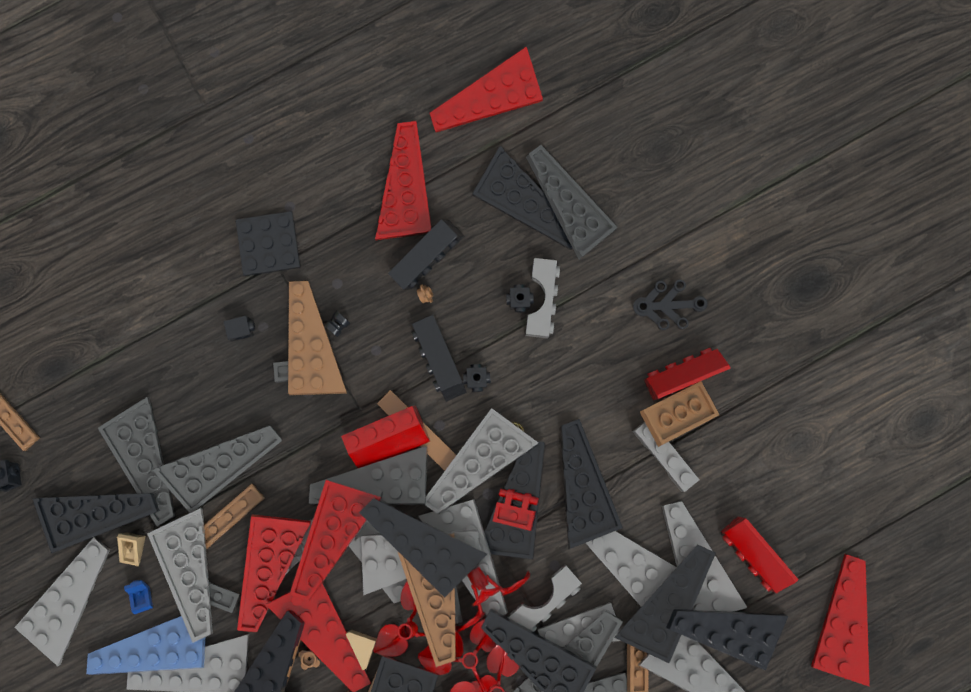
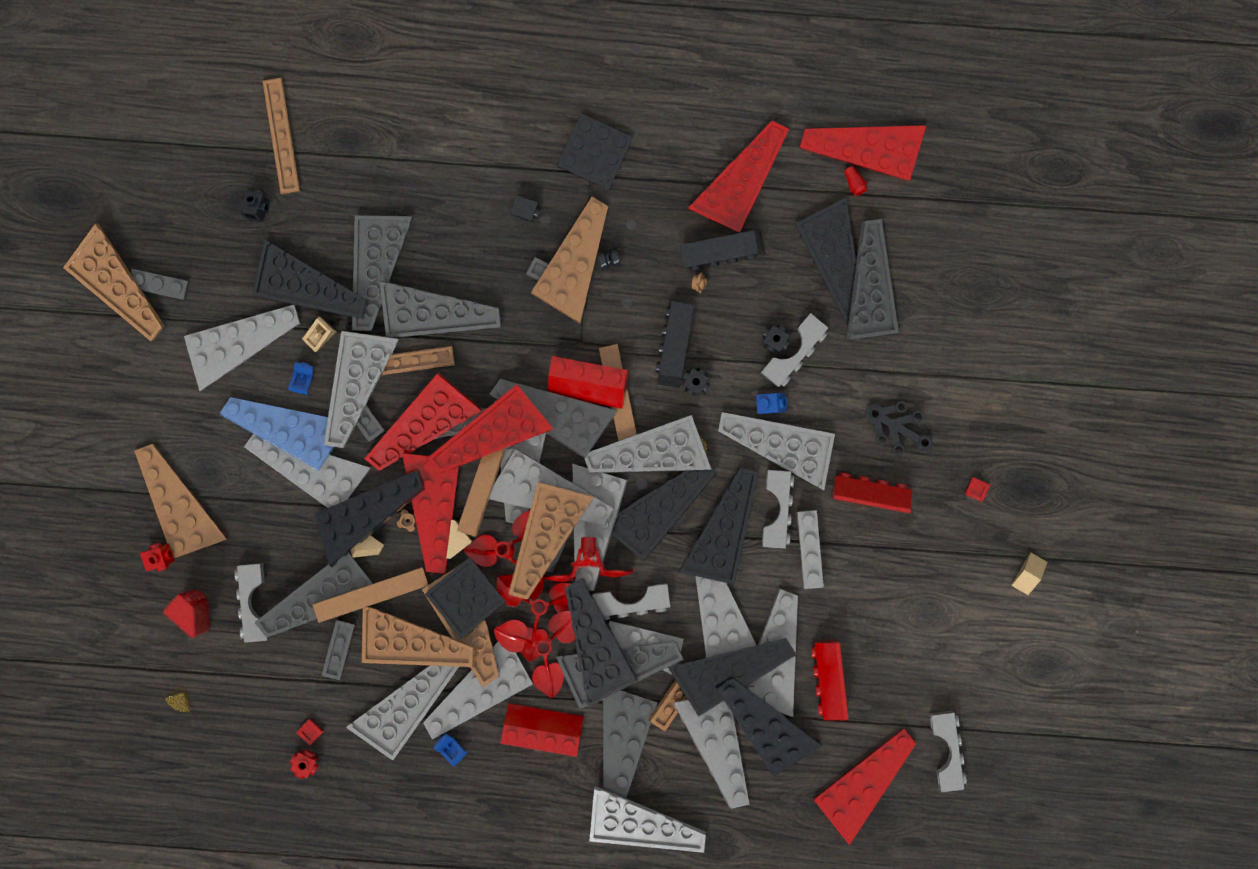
camera: 30 degrees right, 5 degrees up
(355, 594) = (480, 493): none -> medium nougat tile
(430, 551) = (565, 500): black wing -> none
(501, 129) = (855, 181): none -> red cone
(512, 515) = (651, 515): red plate -> none
(551, 354) = (771, 403): none -> blue bracket
(592, 380) = (791, 447): none -> light grey wing
(628, 461) = (776, 533): none -> light grey arch
(679, 413) = (844, 522): medium nougat plate -> none
(768, 313) = (977, 489): none -> red tile
(860, 354) = (1029, 574): none -> tan slope
(911, 567) = (950, 775): none -> light grey arch

